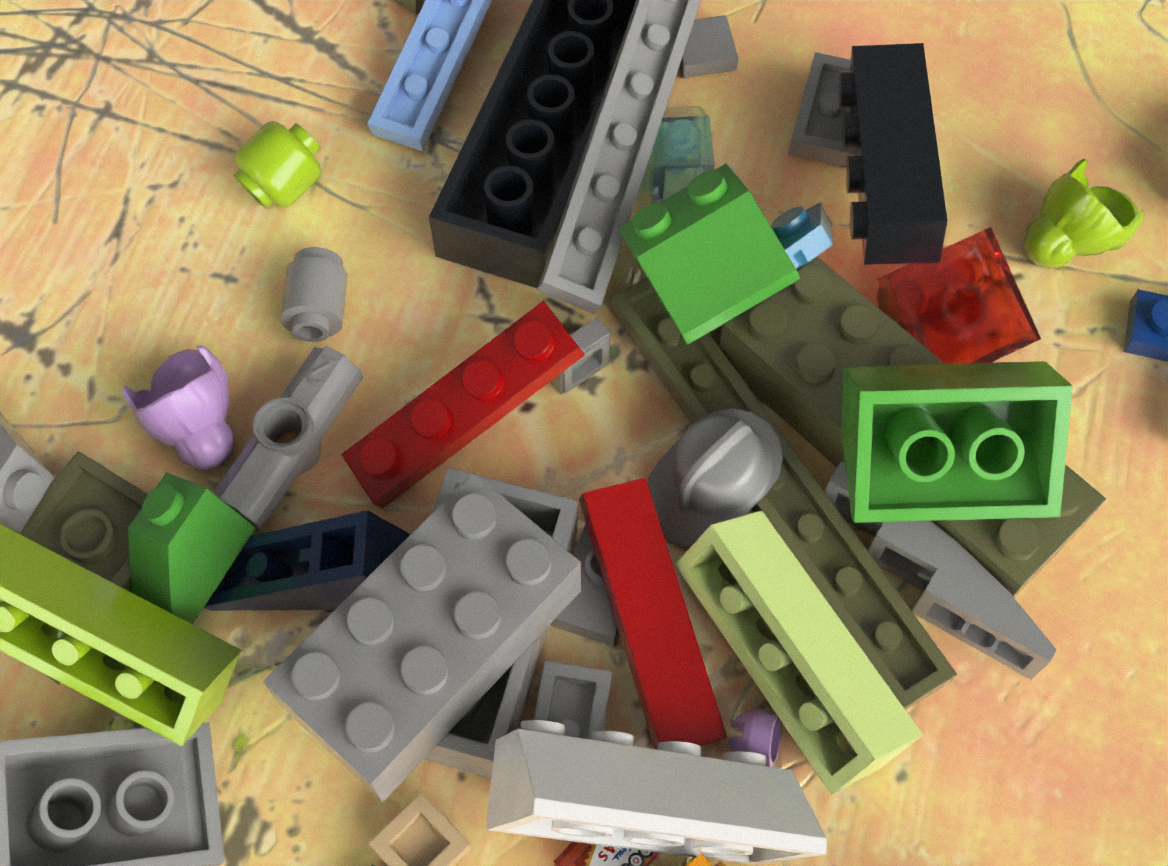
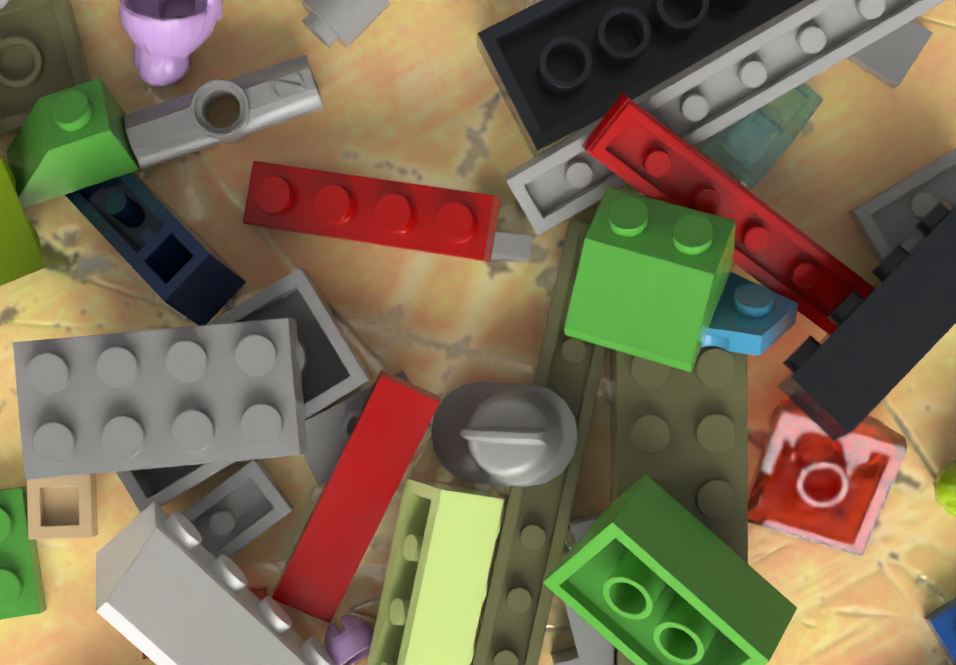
camera: 45 degrees right, 25 degrees up
(626, 181) = (765, 242): none -> red tile

